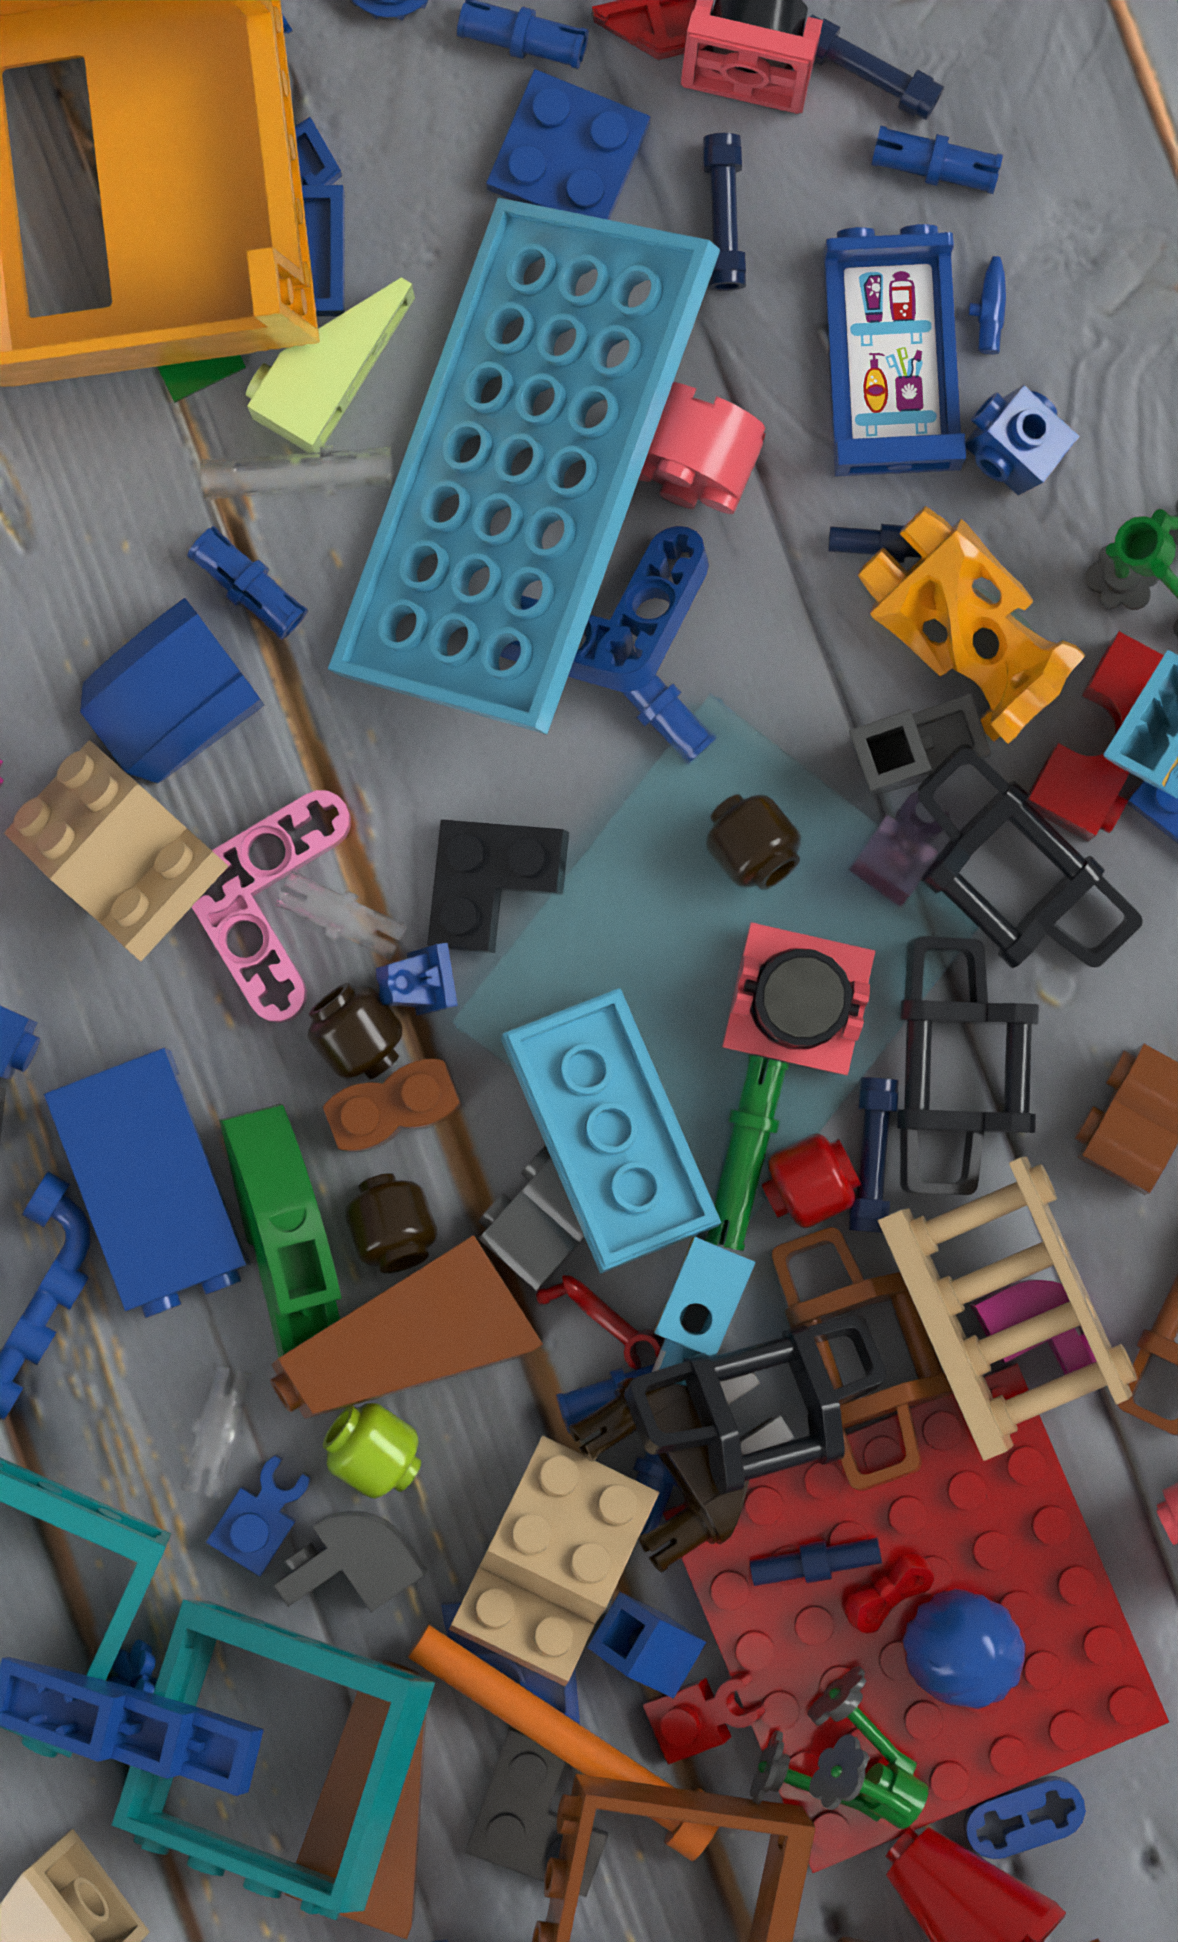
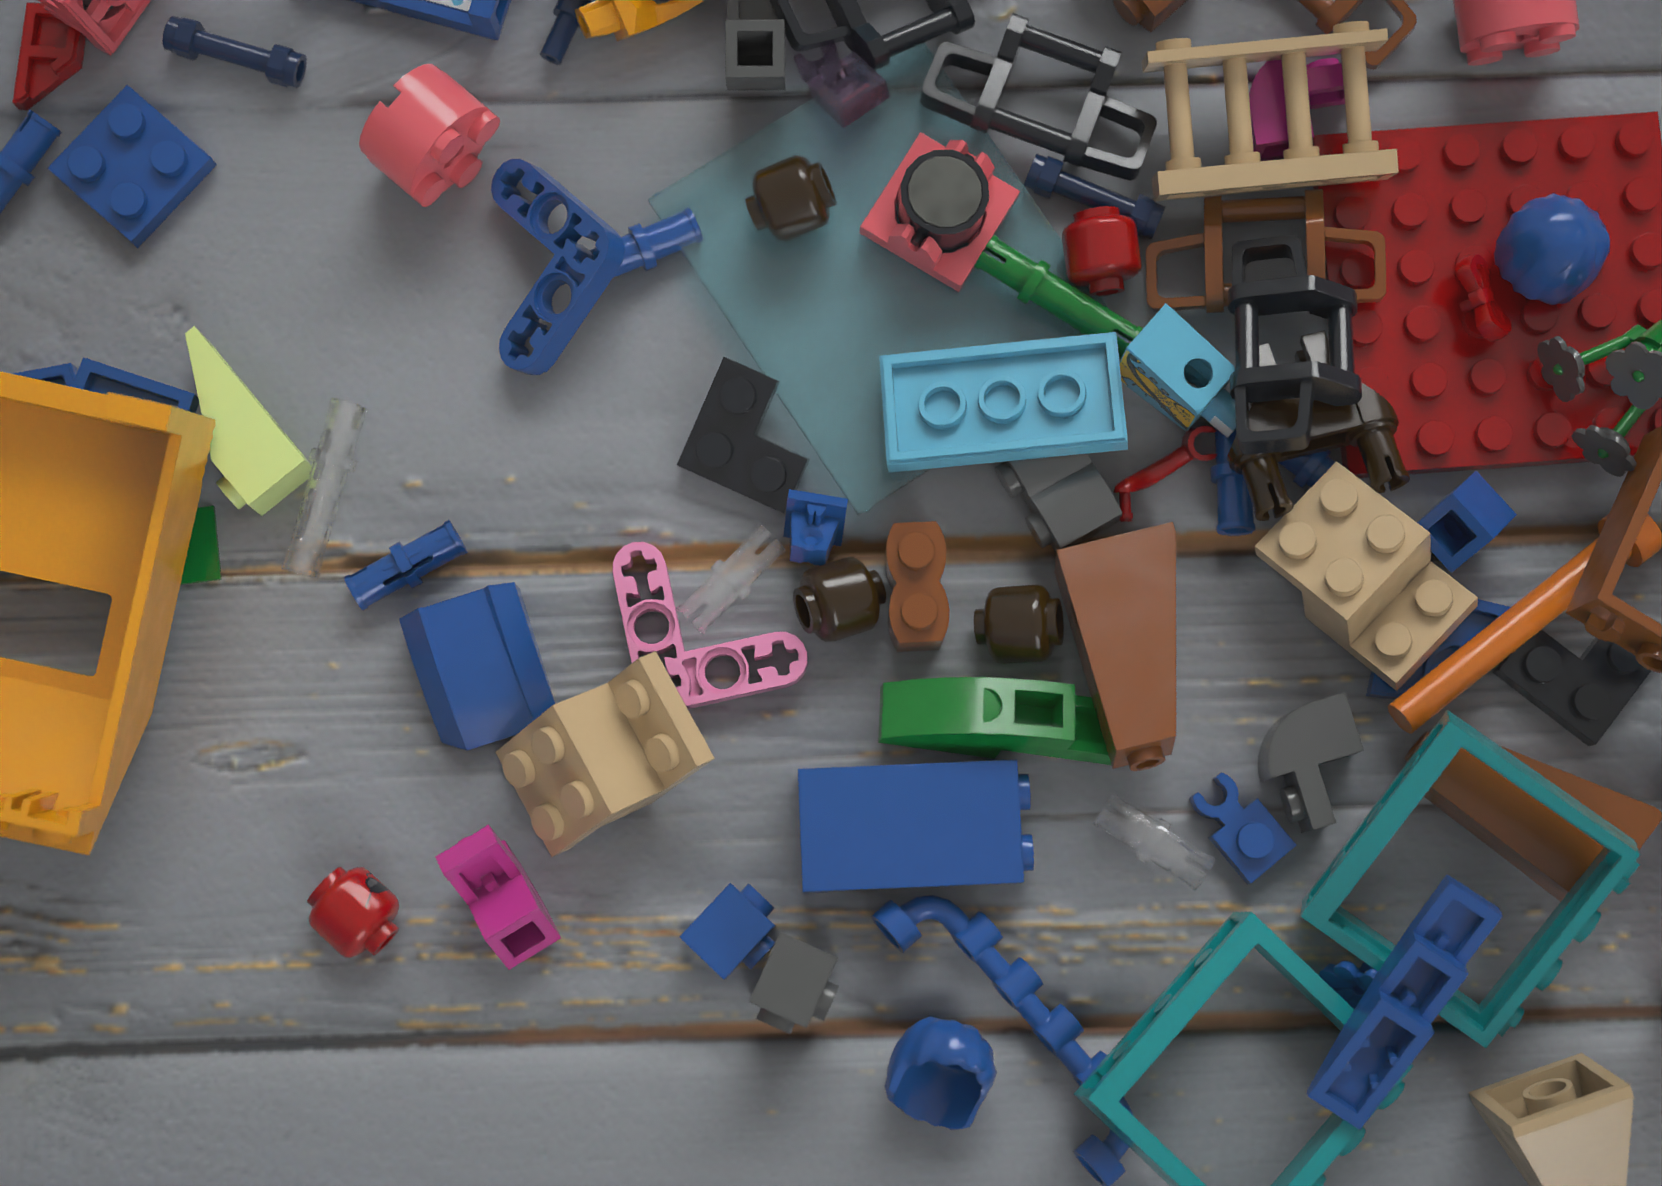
camera: 75 degrees left, 5 degrees down
(372, 1450) = (1217, 706): lime head -> none
(537, 497) = (452, 223): medium azure piece -> none
(698, 1717) = (1538, 500): red plate -> none
(815, 1562) = (1436, 352): dark blue bar -> none

